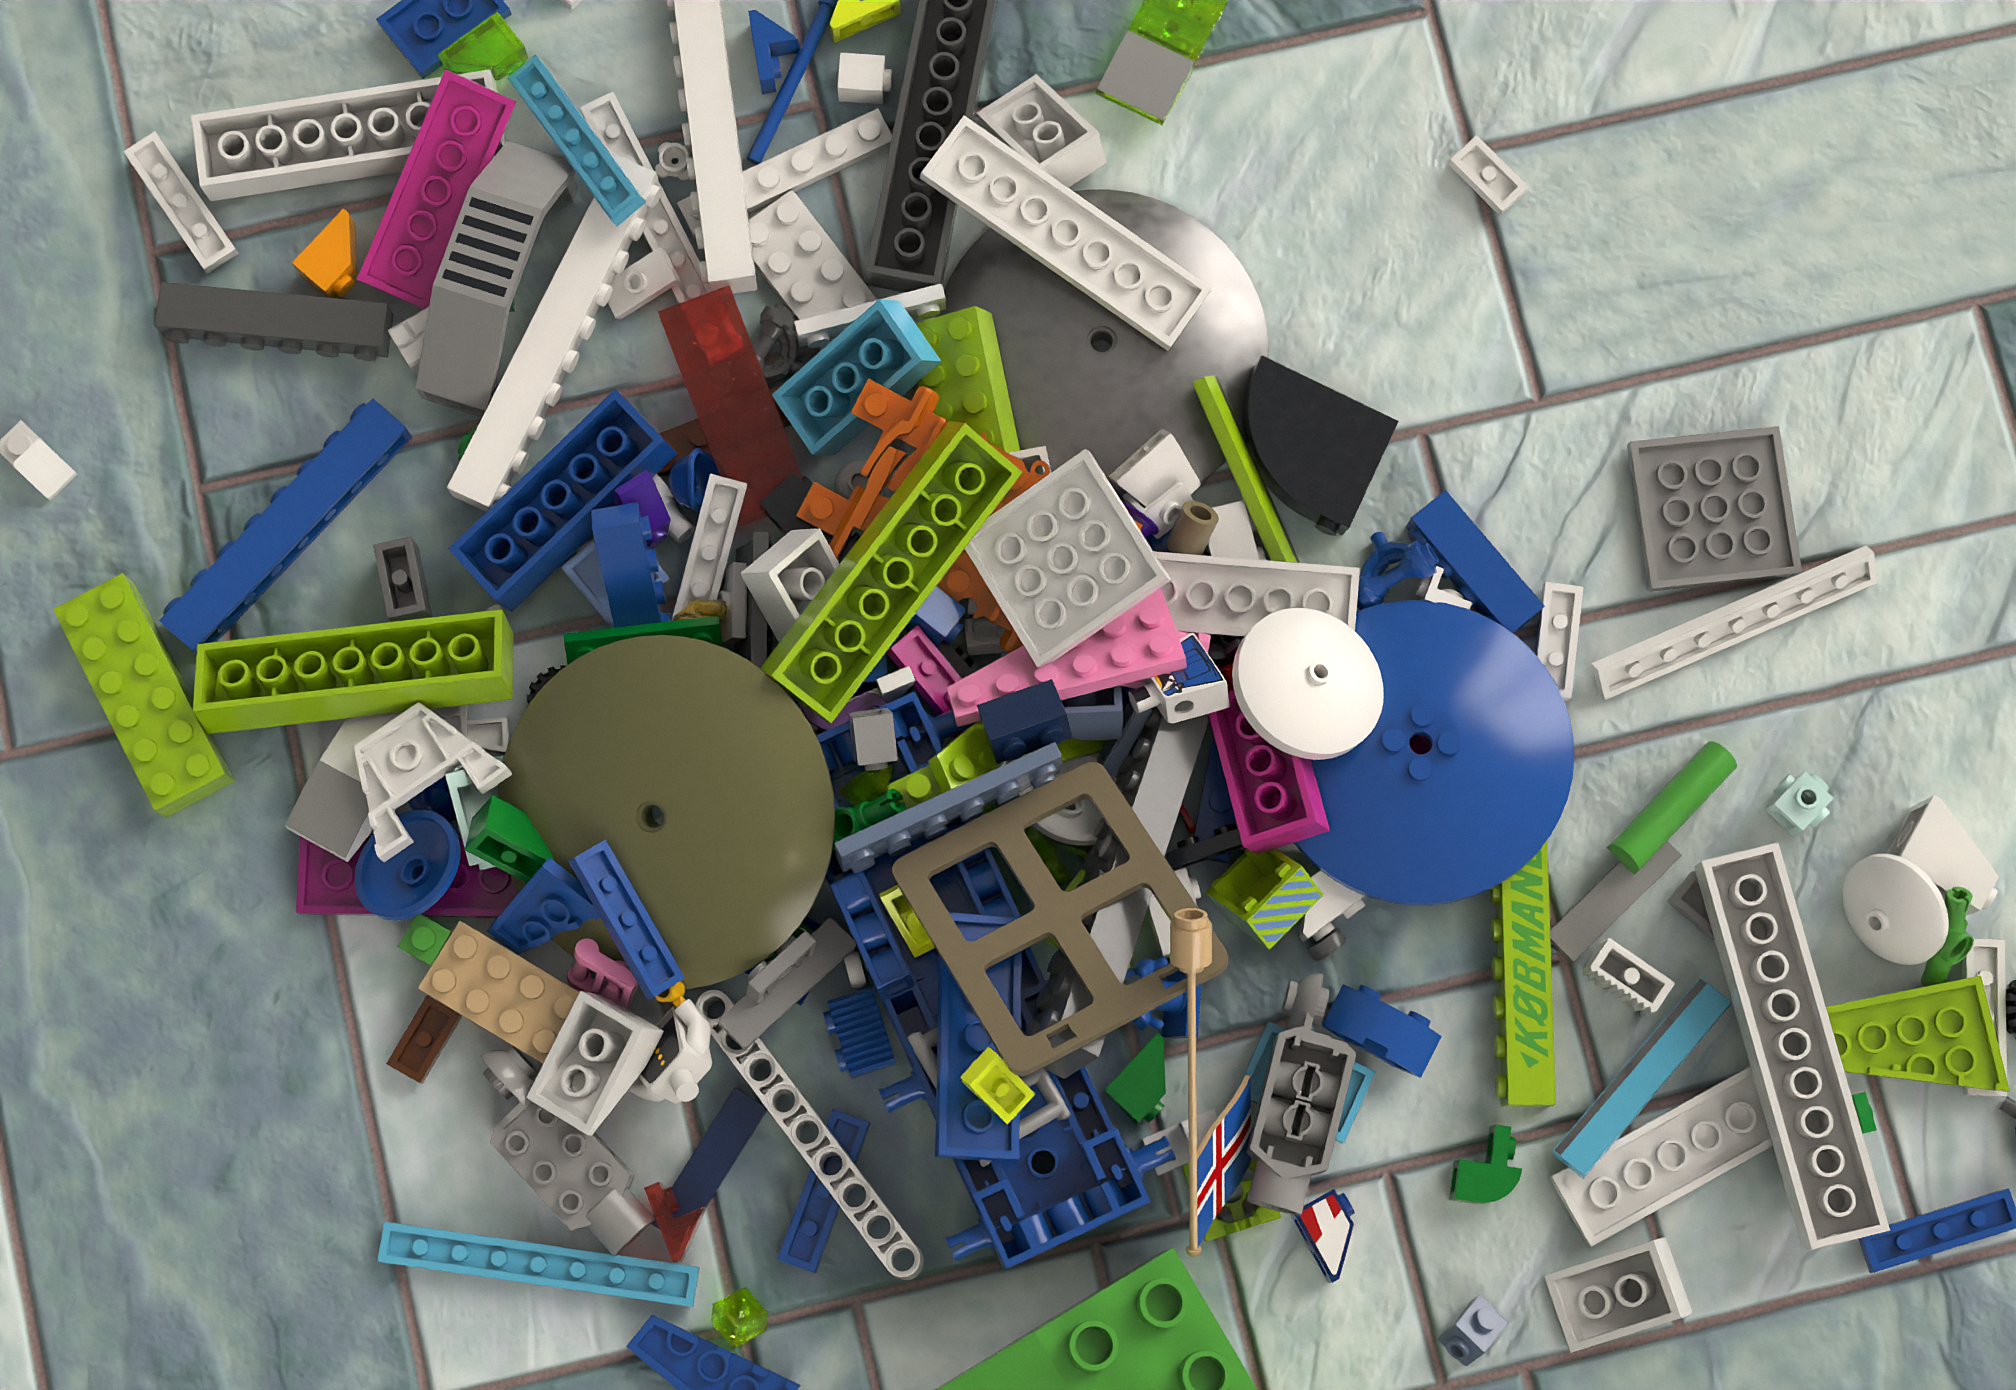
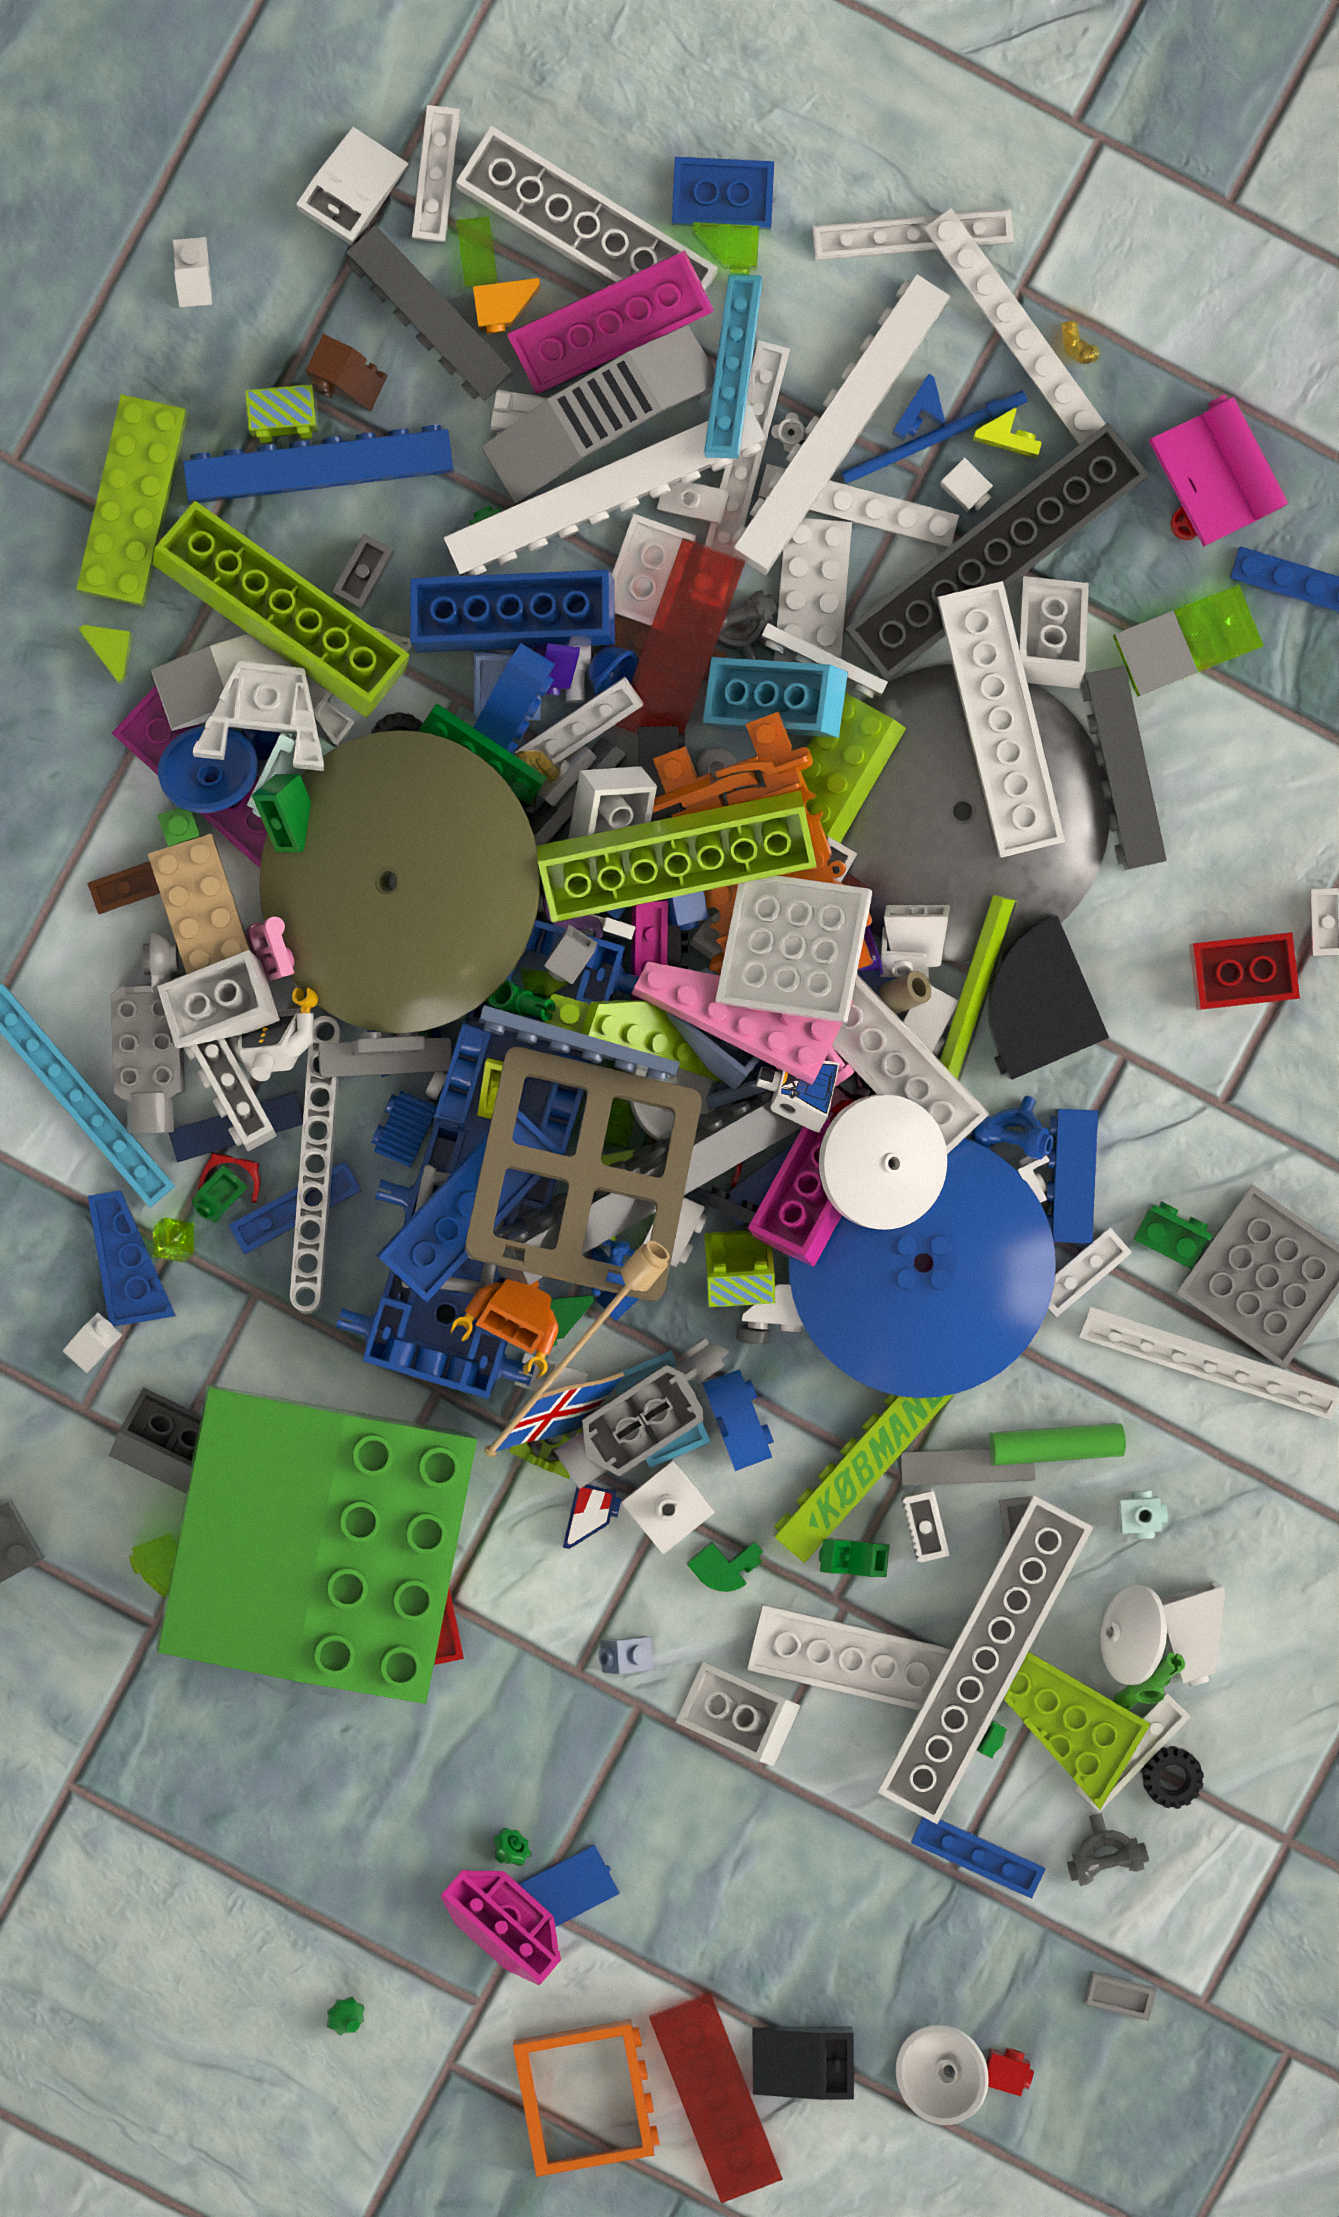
camera: 45 degrees right, 10 degrees up
(114, 273) = (351, 186): none -> white slope
(212, 504) = (282, 412): none -> lime container
(231, 837) = (112, 647): none -> lime slope
(237, 427) = (343, 372): none -> reddish brown wedge
(270, 236) = (477, 251): none -> clear neon green plate
(543, 908) = (272, 874): blue wing -> none
(626, 919) = (315, 931): blue plate -> none
(648, 373) = (645, 567): none -> white plate
(678, 1133) = (233, 1092): none -> white brick
(678, 1231) = (179, 1151): clear red slope -> none
(744, 1240) = (218, 1194): none -> green bracket
(753, 1188) = (251, 1166): none -> red cap
(997, 1085) = (449, 1247): neon yellow slope -> none
(1024, 721) = (674, 1030): dark blue brick -> none
(1107, 1102) = (517, 1315): none -> orange torso
(1205, 193) = (1124, 768): none -> dark grey brick
(1390, 1162) = (667, 1506): none -> white brick
(1458, 270) = (1244, 971): none -> red brick
(1593, 1061) = (854, 1557): none -> green brick
(1601, 543) = (1172, 1235): none -> green bracket
(1641, 1078) = (877, 1595): medium azure tile -> none

